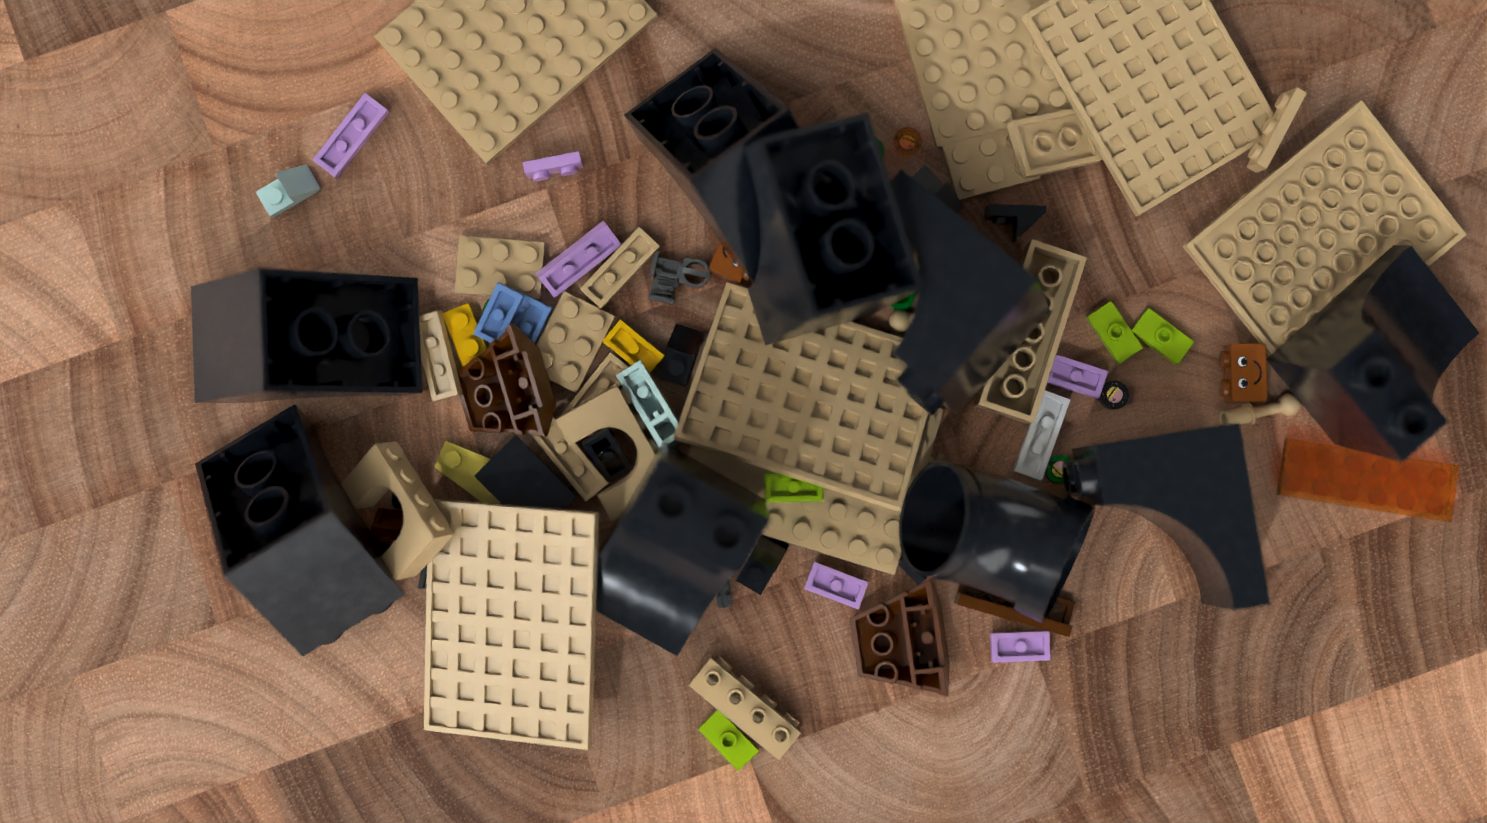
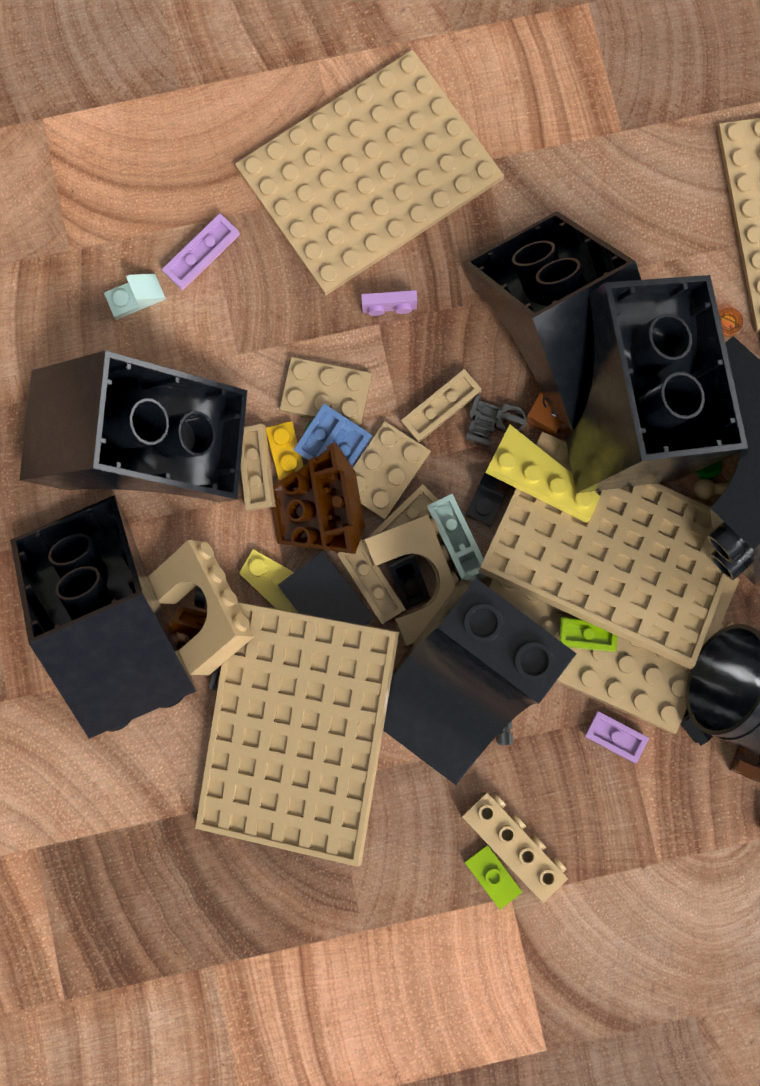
camera: 10 degrees right, 5 degrees down
(578, 259) = (402, 392): lavender plate -> none
(632, 346) = (444, 481): yellow plate -> none
(723, 328) = (539, 475): none -> light yellow wing
(762, 563) = (541, 716): black slope -> none
(904, 641) = (678, 800): reddish brown wedge -> none

